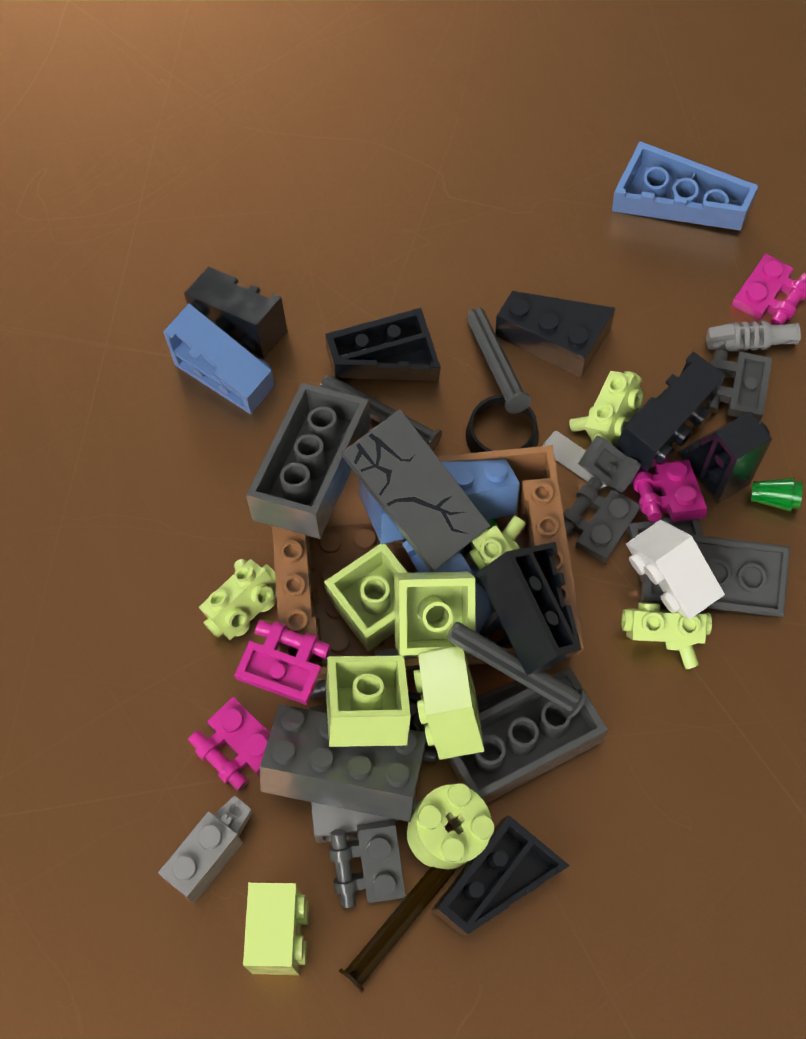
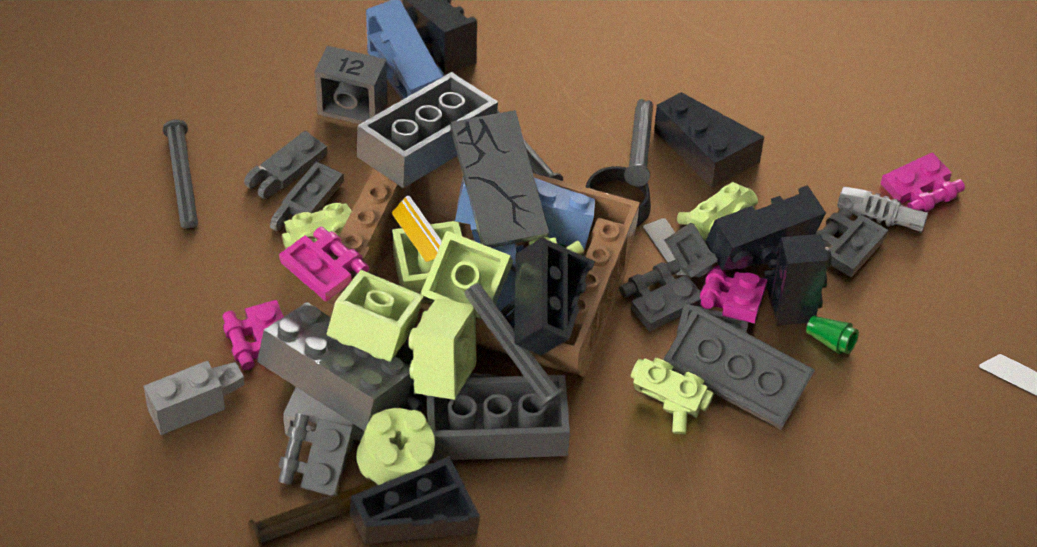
camera: 20 degrees right, 15 degrees down
(61, 590) = (176, 131): none -> dark grey axle
(162, 531) = (286, 165): none -> dark grey hinge
(186, 419) = (350, 85): none -> dark grey brick
(203, 560) = (308, 194): none -> dark grey hinge
(274, 929) = (213, 464): yellowish green brick -> none
(351, 571) = (417, 228): none -> yellow sticker
(385, 349) = (547, 98): black wedge -> none
(678, 567) = (695, 335): white brick -> none
(682, 190) = (880, 75): medium blue wedge -> none

